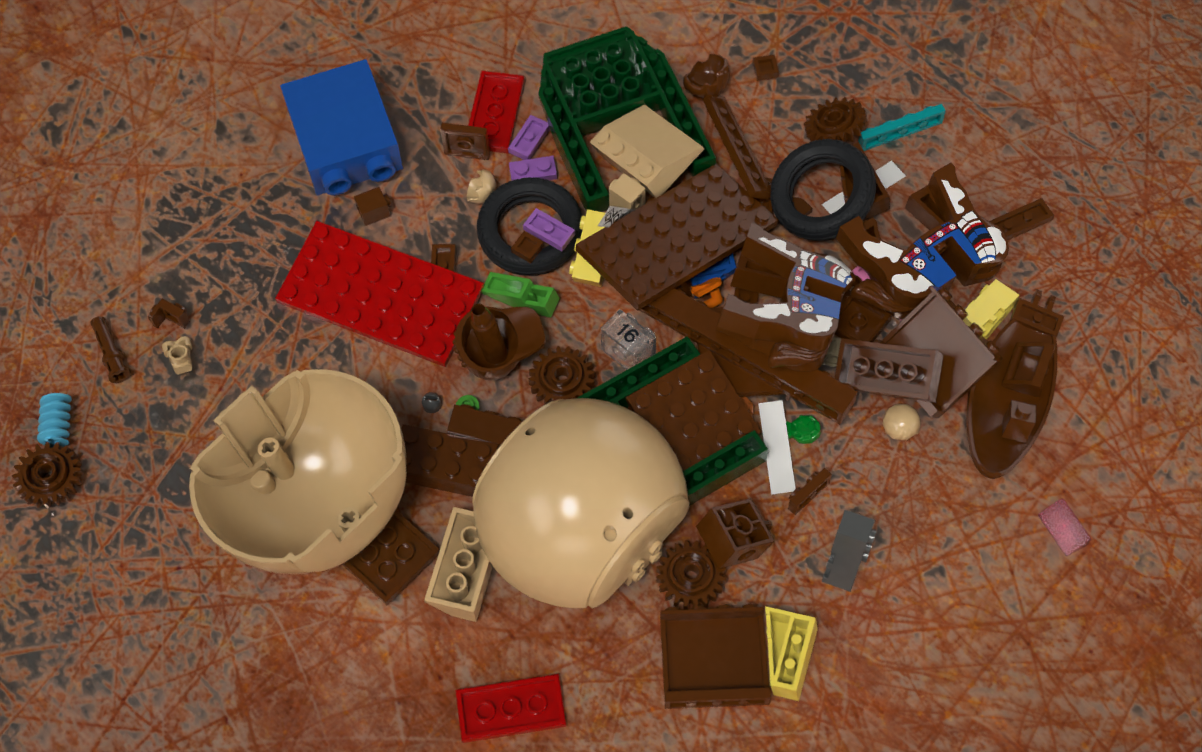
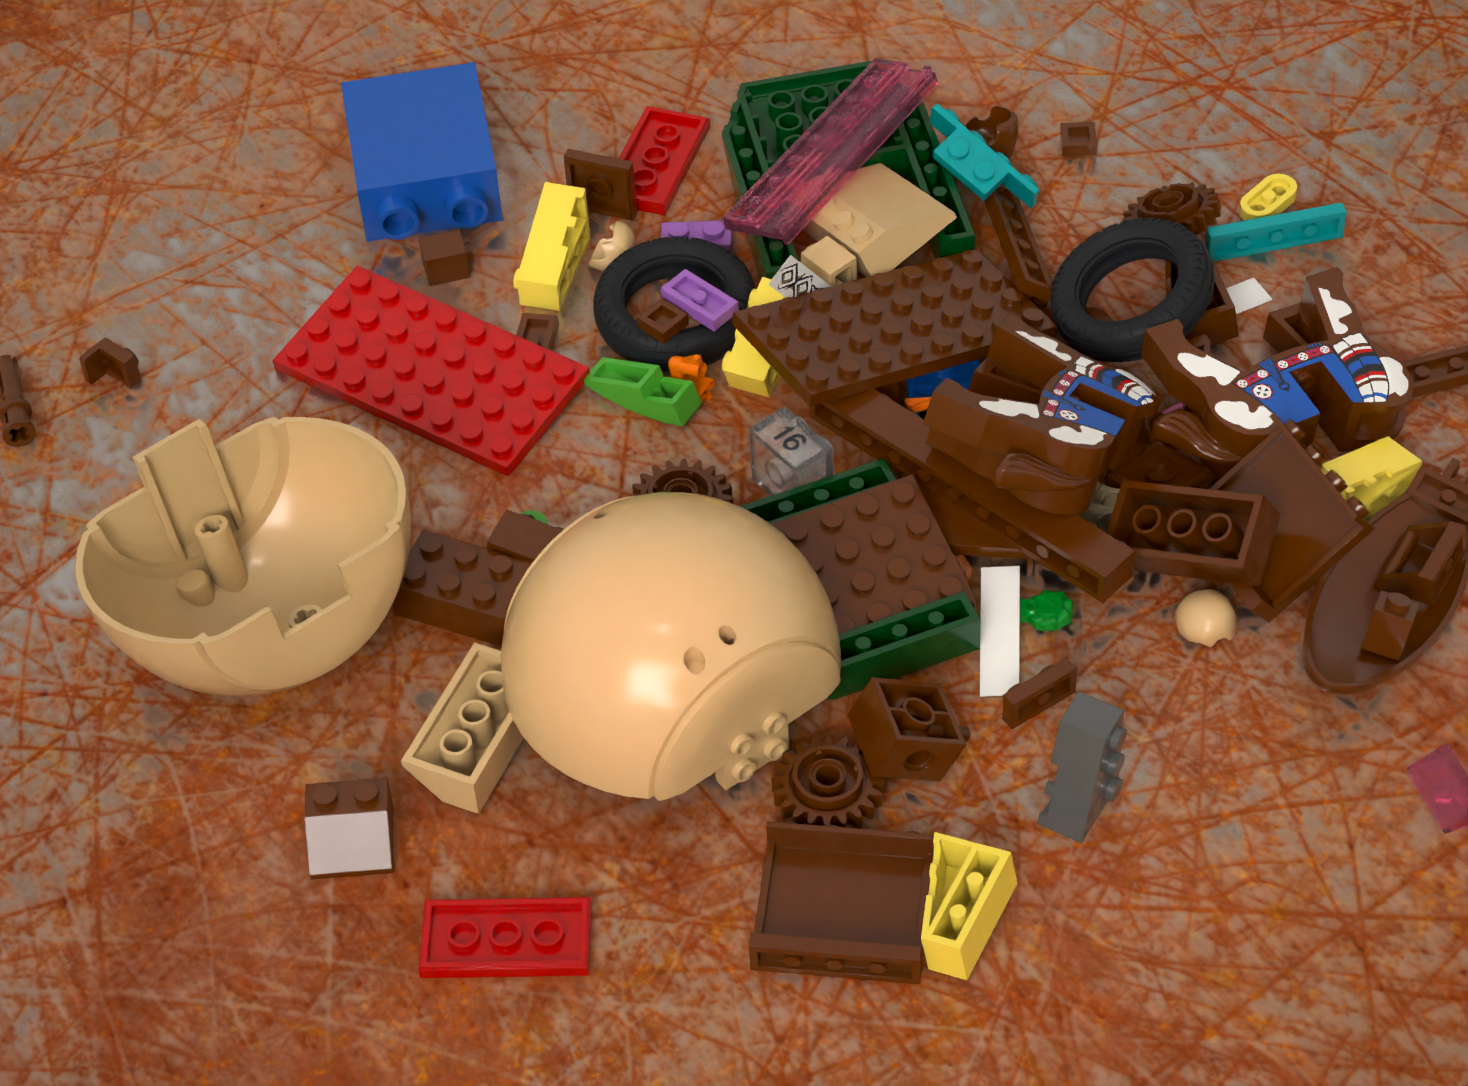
camera: 10 degrees right, 15 degrees down
(179, 354) = (114, 415): tan plate -> none
(392, 558) = (361, 706): reddish brown plate -> none
(398, 646) = (349, 828): none -> slope
(431, 406) = (476, 517): dark grey hinge -> none
(443, 193) = (553, 247): none -> light yellow wedge
(496, 339) = (588, 438): reddish brown piece -> none
(529, 138) = (699, 195): medium lavender plate -> none
(550, 279) = (692, 369): none -> orange piece
(614, 105) = (831, 150): none -> clear pink plate
(706, 101) = (975, 163): none -> teal bracket
(891, 103) = (1268, 197): none -> light yellow plate

